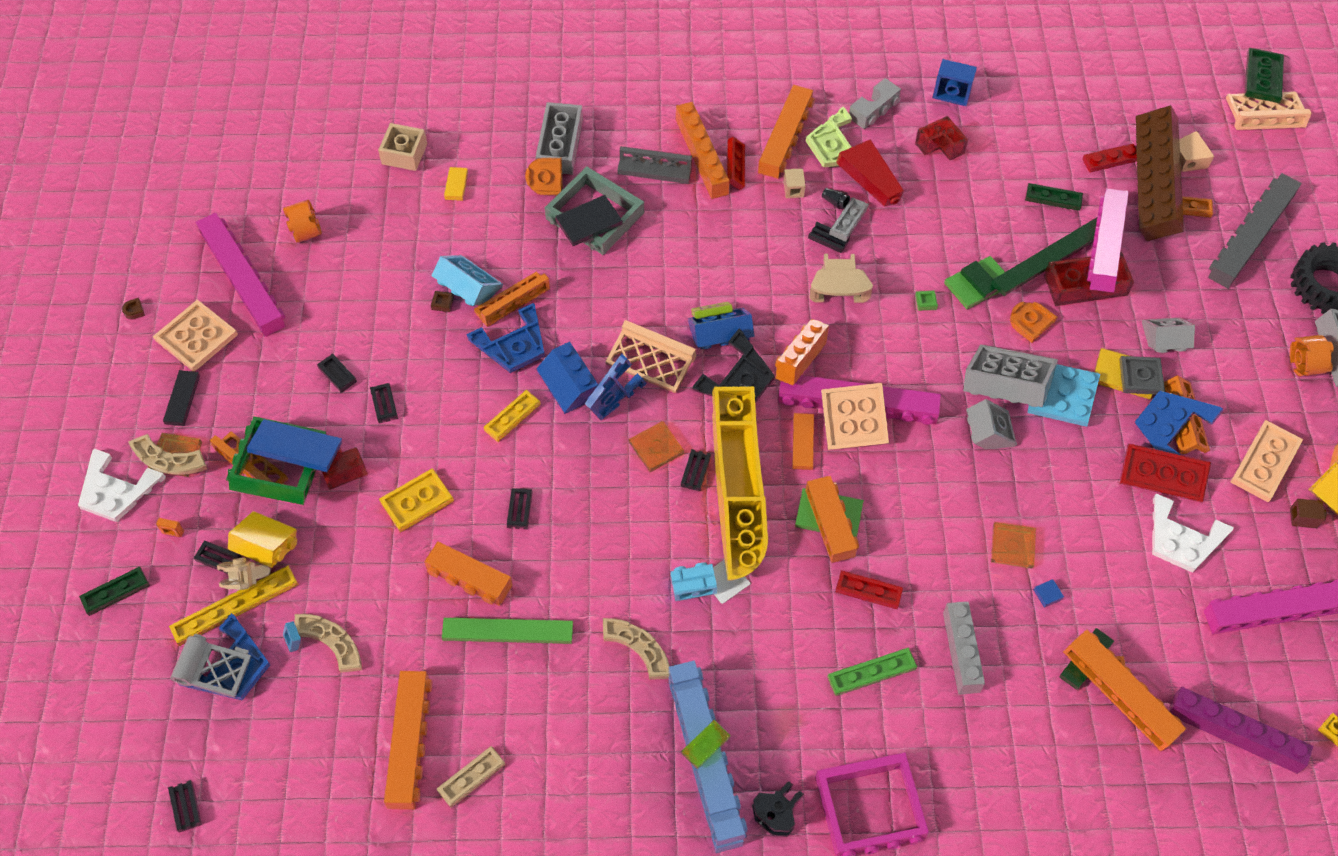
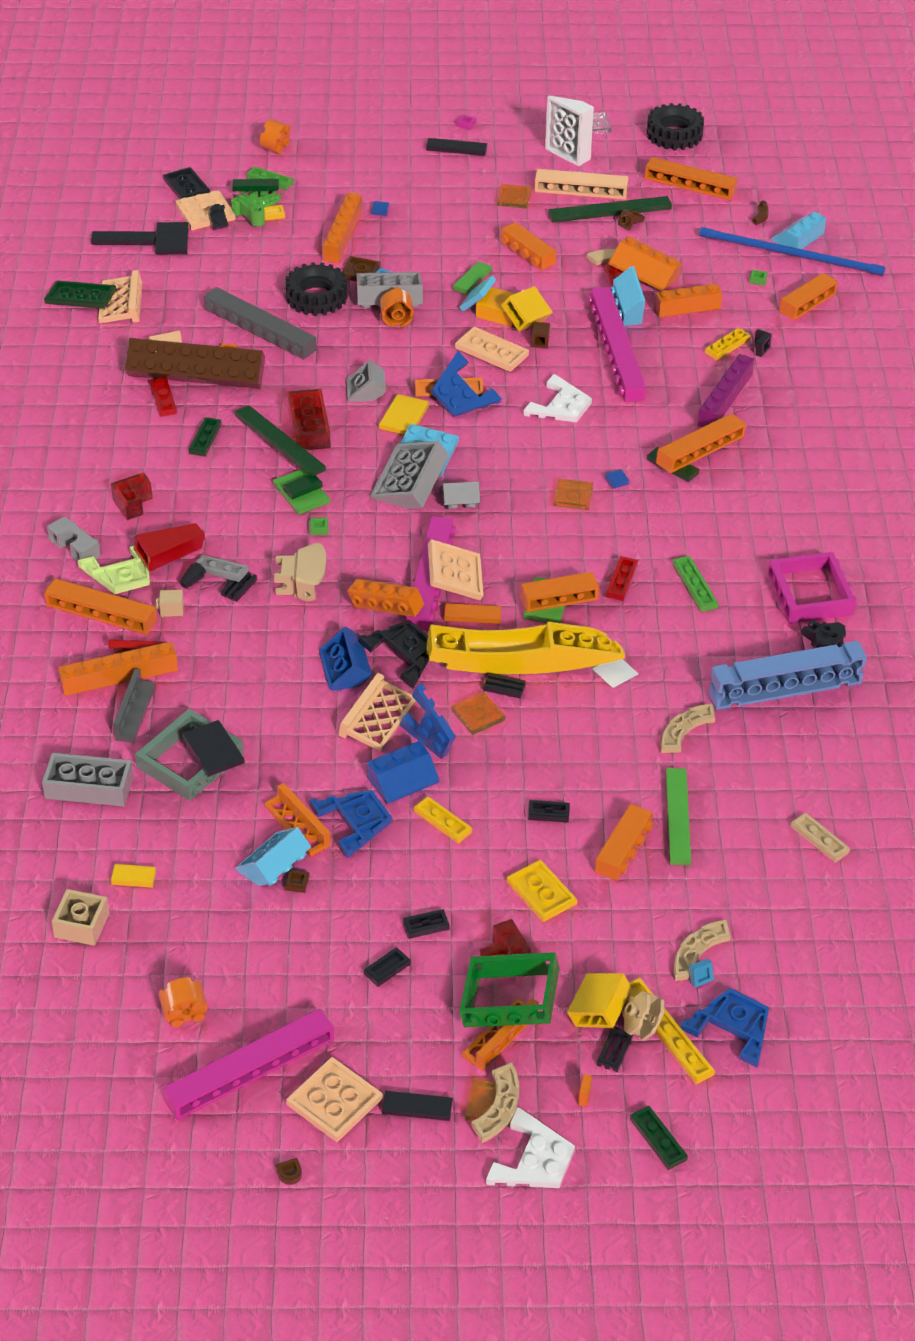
camera: 90 degrees left, 15 degrees down
(174, 802) = (875, 1043): black tile -> none
(194, 659) = (742, 1039): light grey piece -> none
(294, 445) = (498, 968): blue tile -> none
(407, 739) = (794, 878): orange brick -> none
(545, 176) = (141, 789): orange tile -> none
(693, 581) = (623, 685): medium azure brick -> none
(705, 744) = (789, 656): clear neon green plate -> none
(711, 310) = (324, 667): lime tile -> none
(954, 82) = (62, 479): blue brick -> none
(963, 648) = (672, 525): light grey brick -> none
(1031, 319) = (345, 463): orange tile -> none
(1107, 240) = (276, 394): brick -> none
(1141, 375) = (410, 402): dark grey tile -> none
(1165, 473) = (505, 402): red tile -> none

